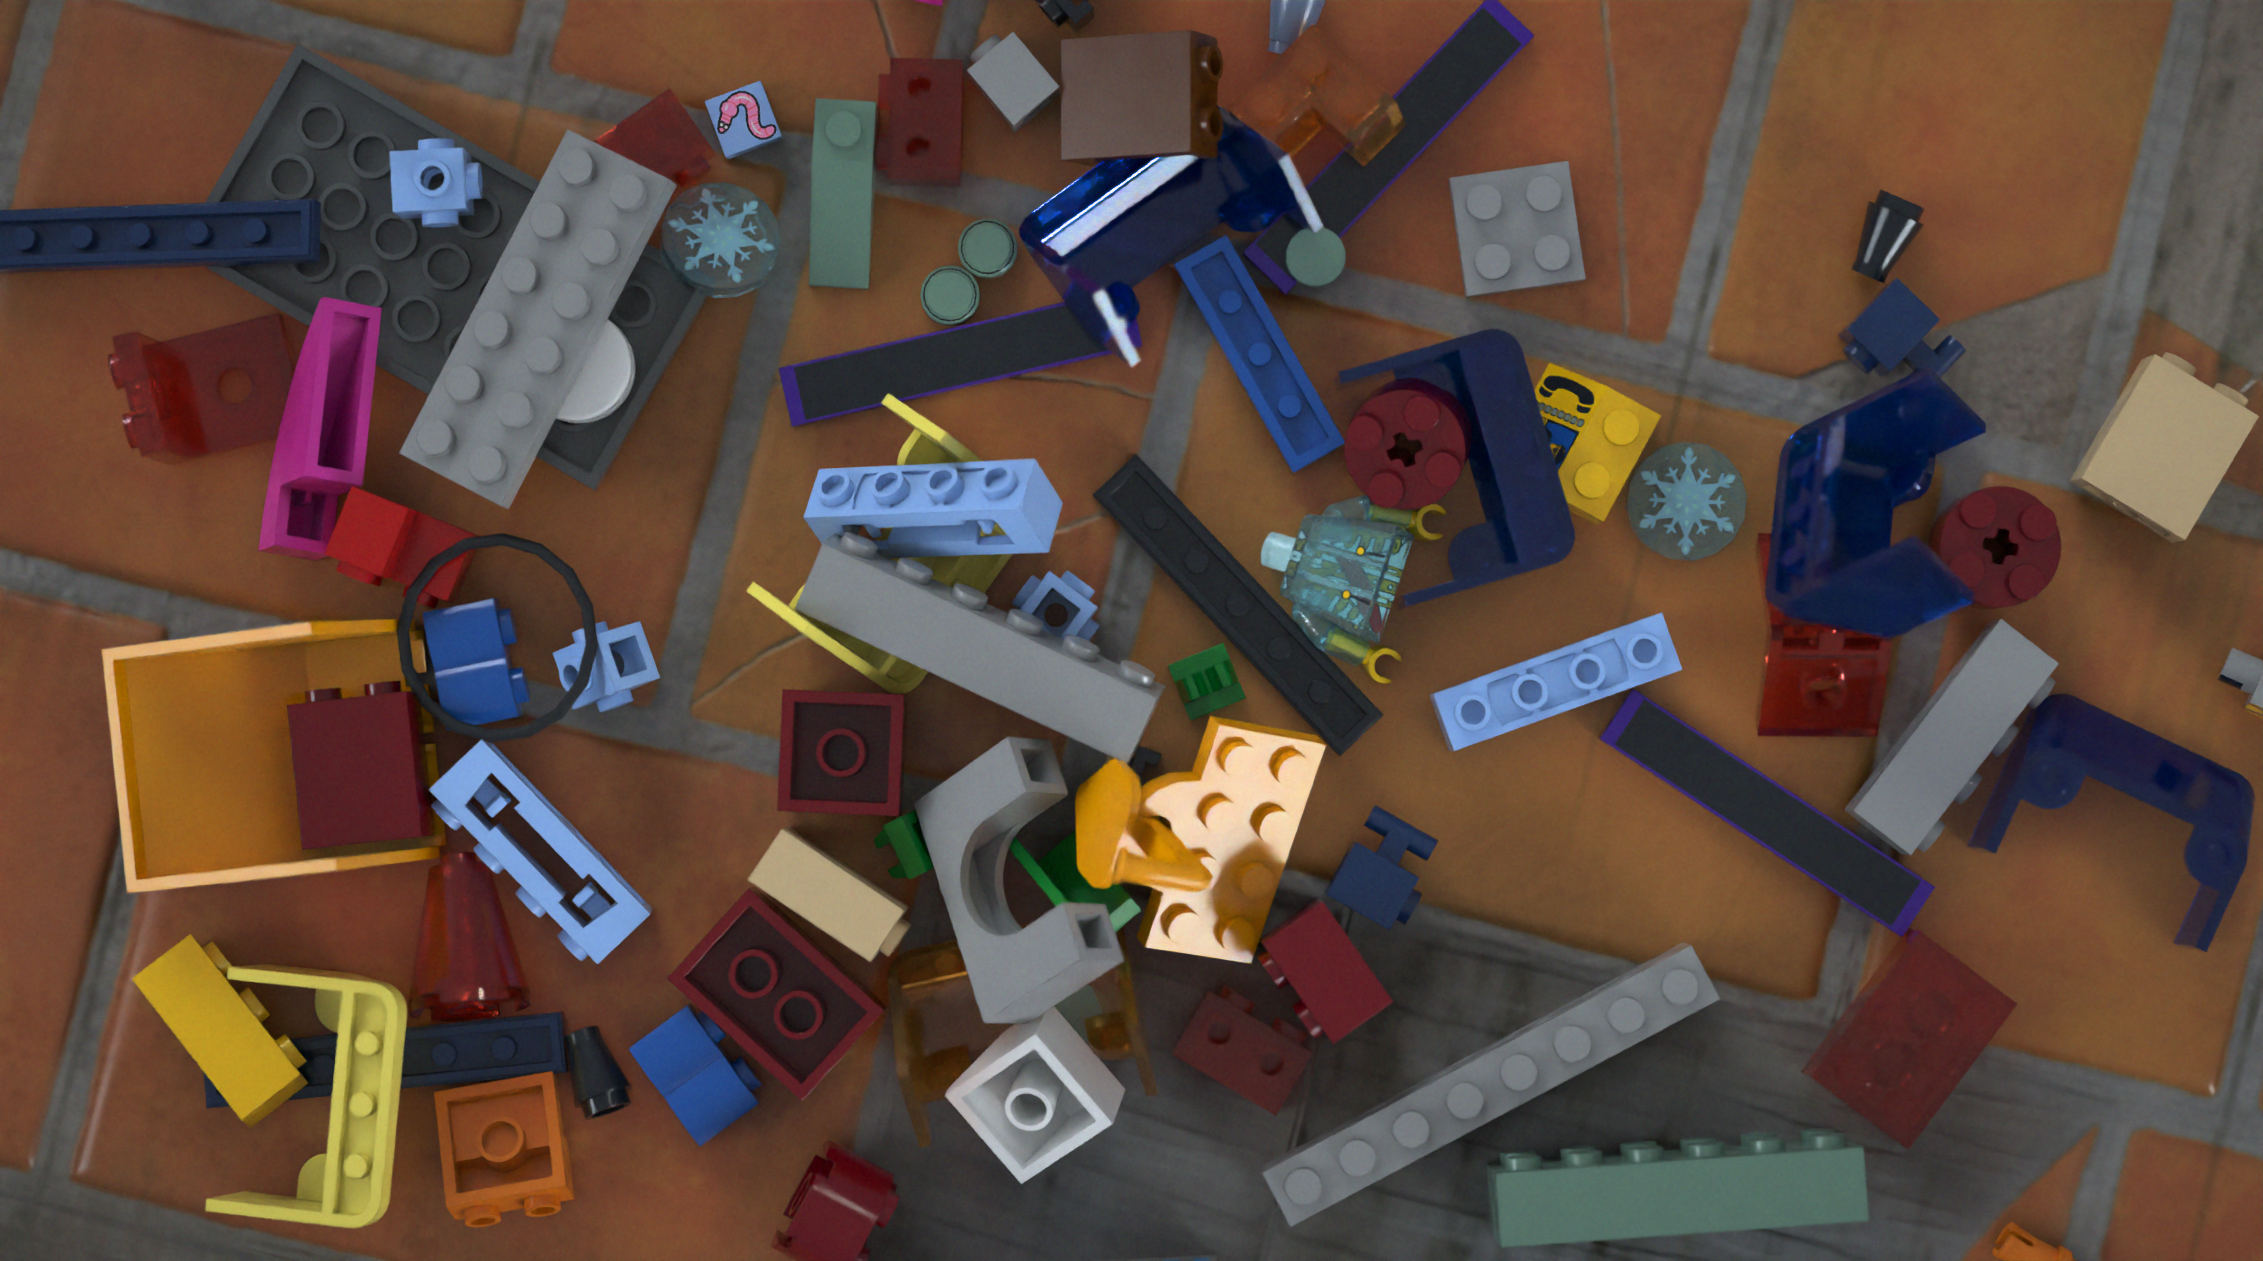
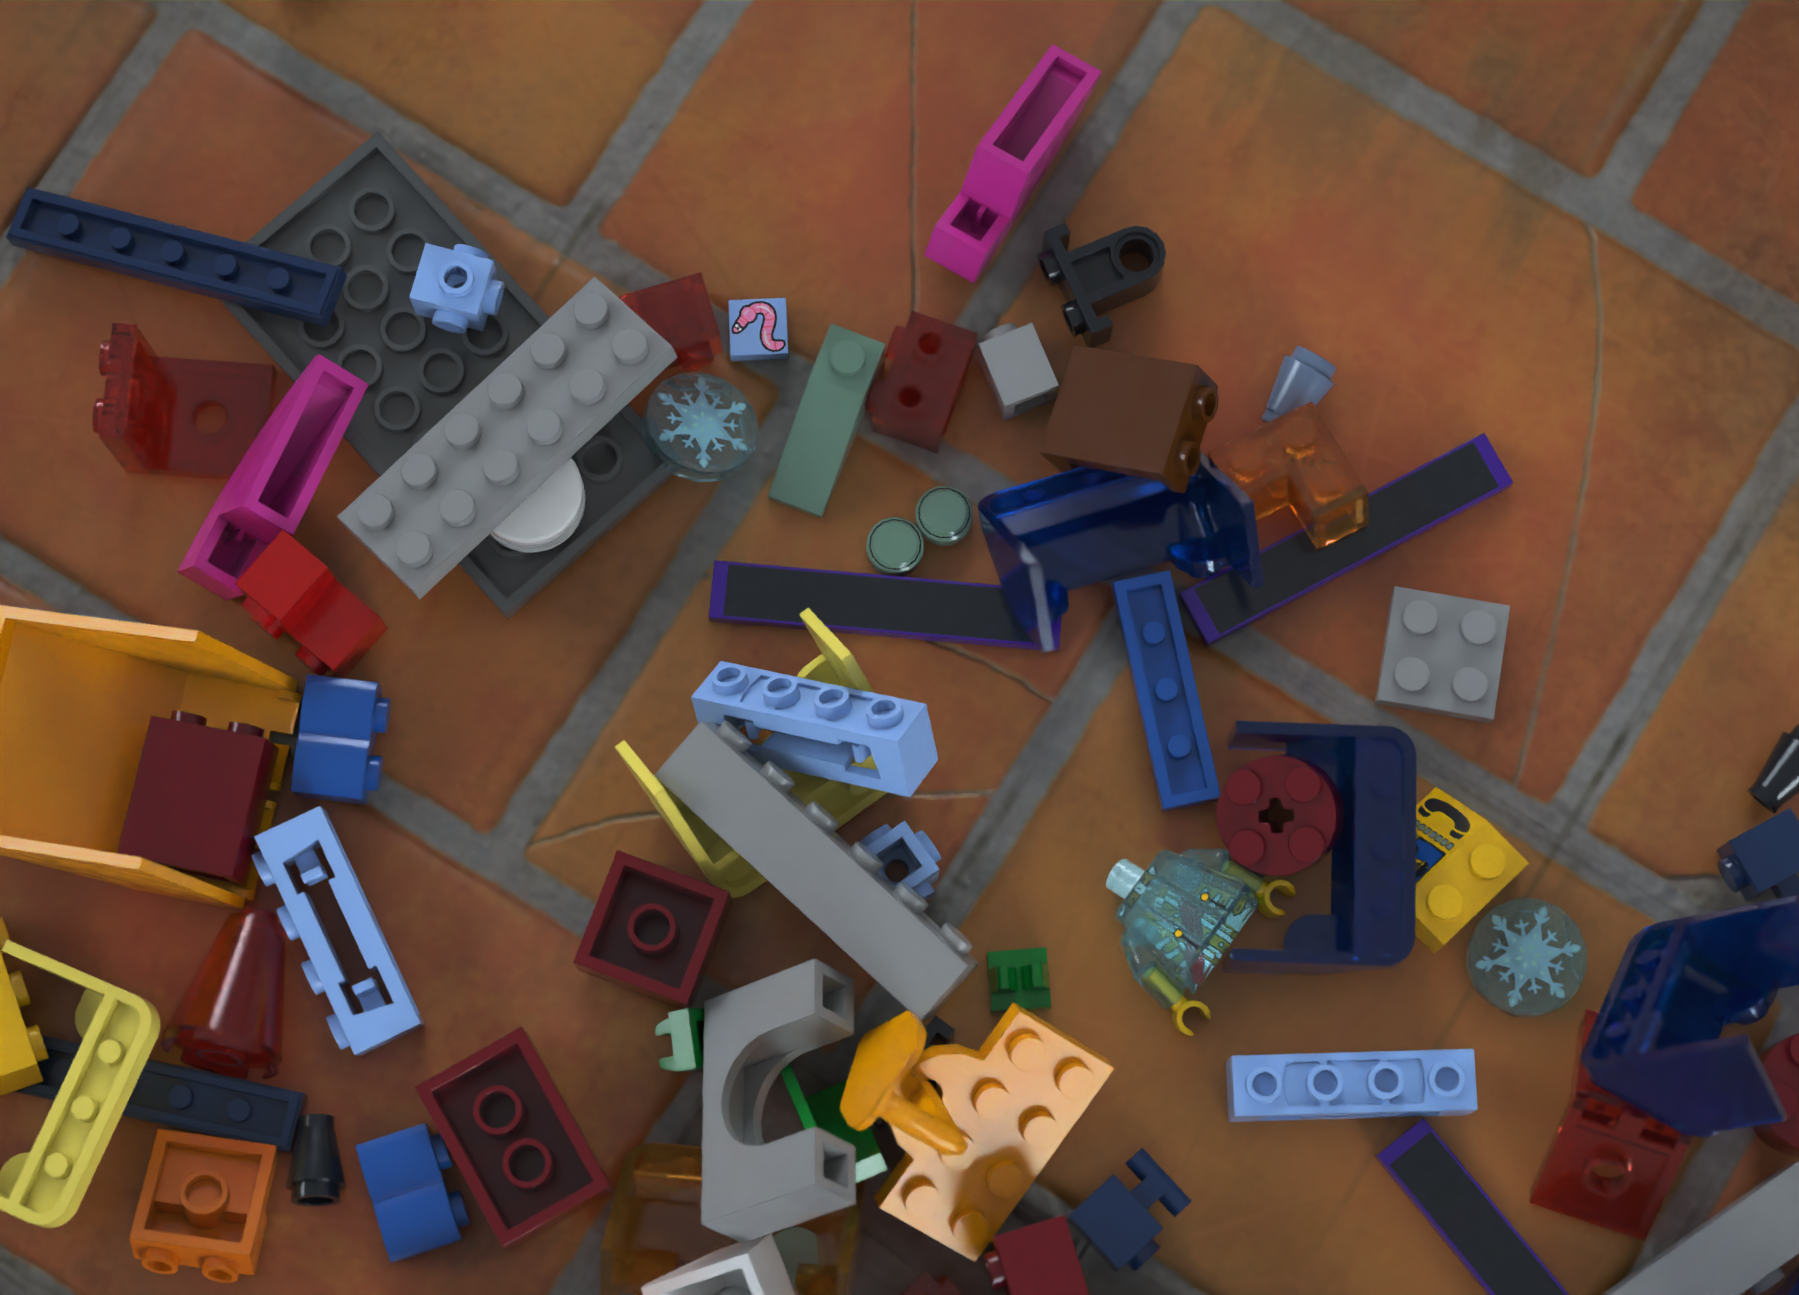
camera: 20 degrees right, 10 degrees down
(588, 624) = (442, 765): black piece -> none
(619, 665) = (460, 778): light blue brick -> none
(831, 895) = (597, 1060): tan brick -> none
(1237, 605) = (1071, 919): black tile -> none
(1315, 257) = (1246, 616): sand green piece -> none

